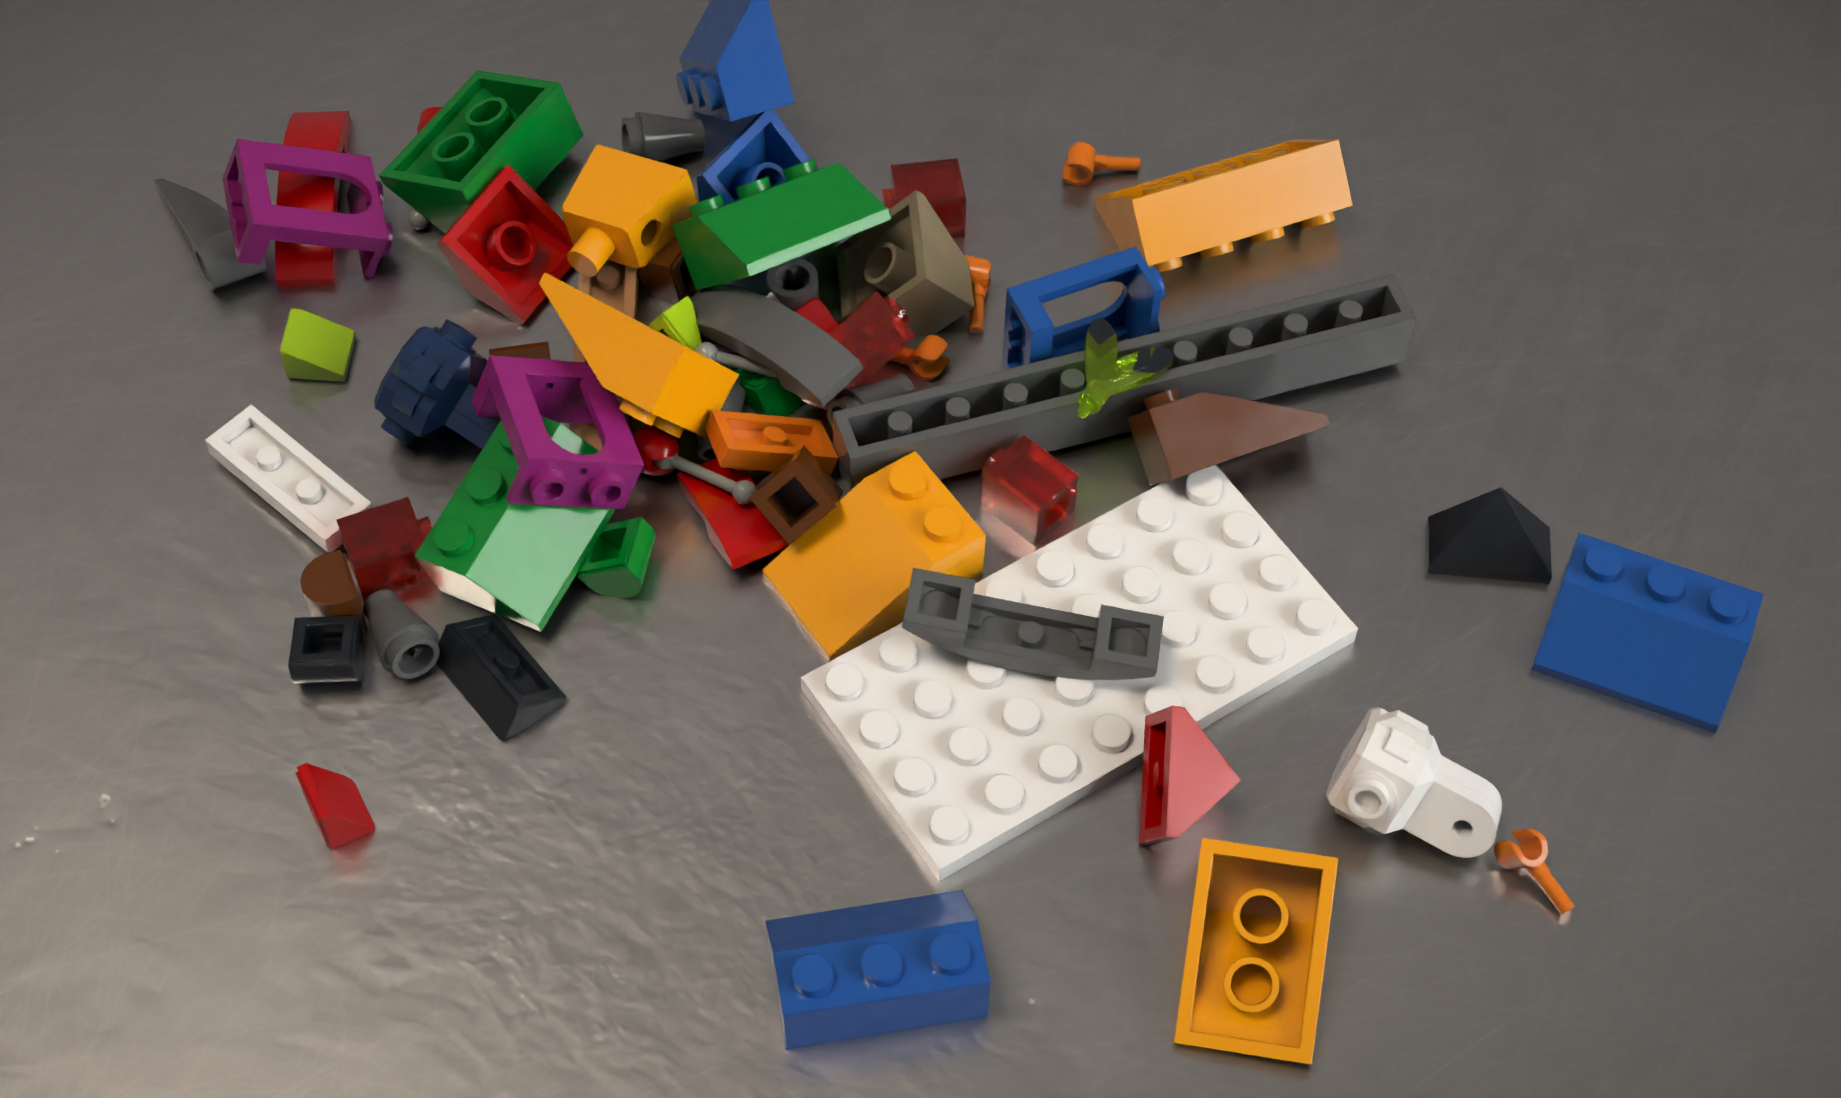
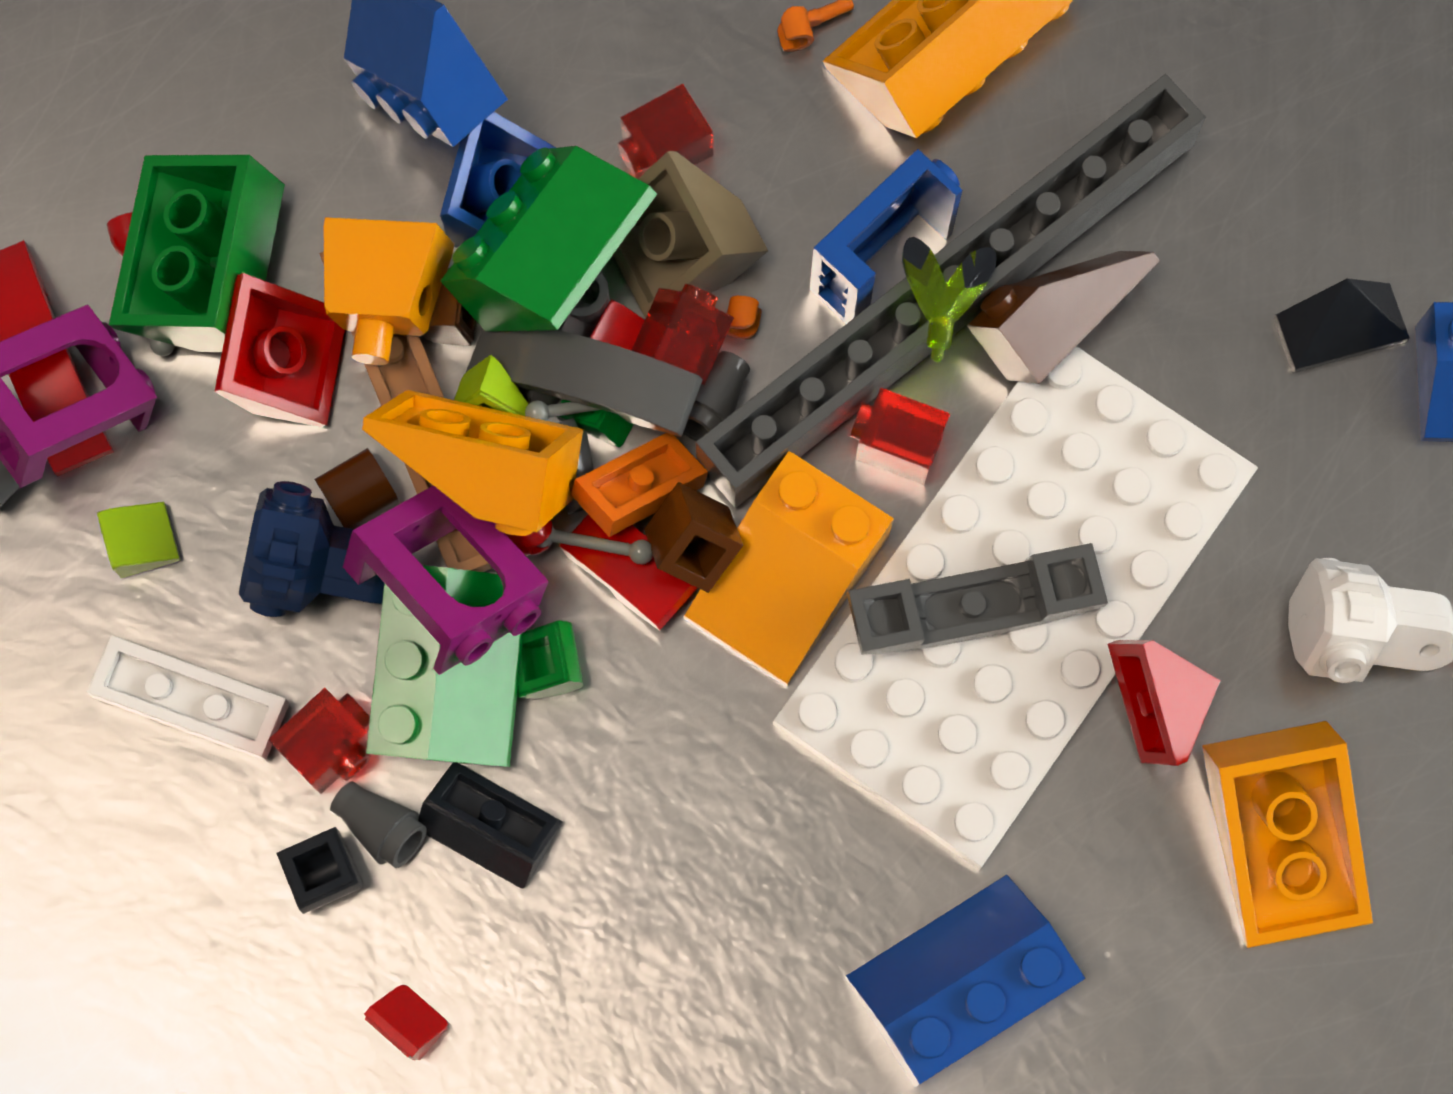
camera: 20 degrees left, 20 degrees up
(330, 588) = (296, 809): reddish brown brick -> none
(661, 136) = (362, 158): dark grey cone -> none
(981, 285) = (754, 203): orange hand -> none

